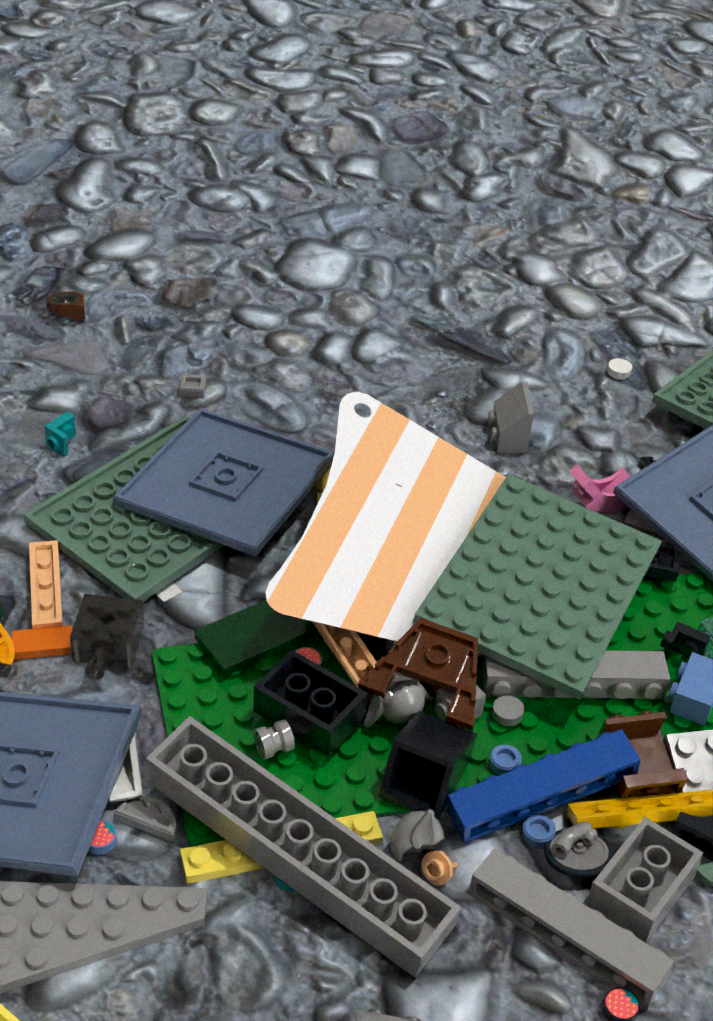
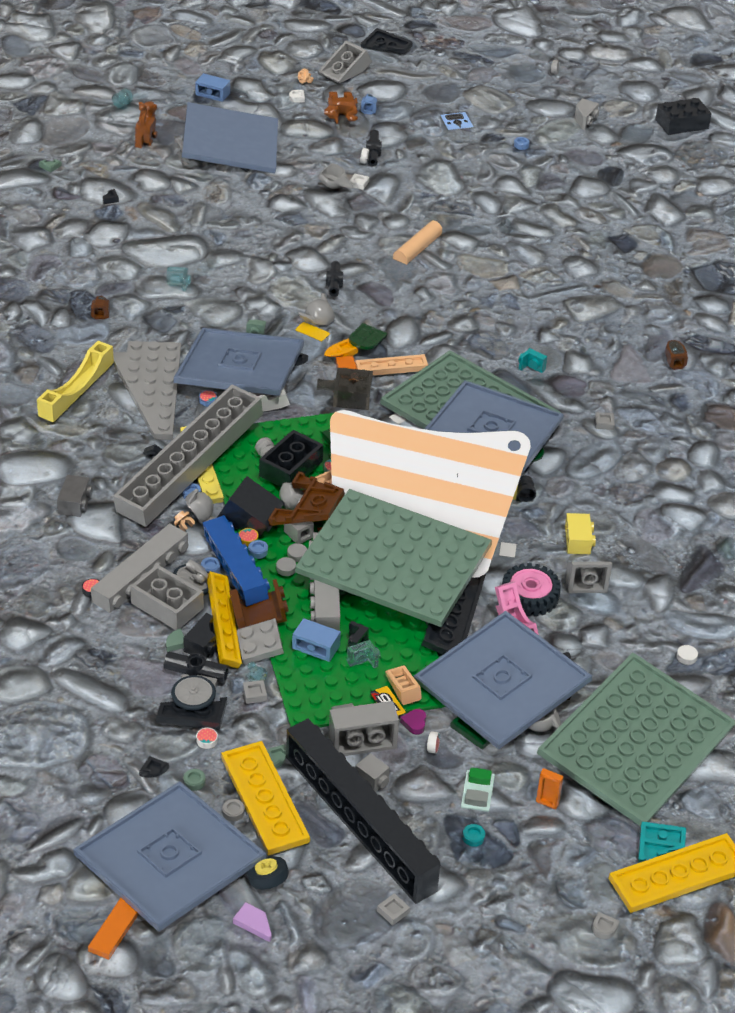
camera: 90 degrees right, 0 degrees up
(258, 915) = (152, 450): none -> black tile
(434, 419) = (579, 533): none -> light yellow brick
(478, 769) = (248, 535): none -> tile
(541, 725) = (285, 566): none -> light grey tile
(542, 469) = (536, 587): none -> wheel

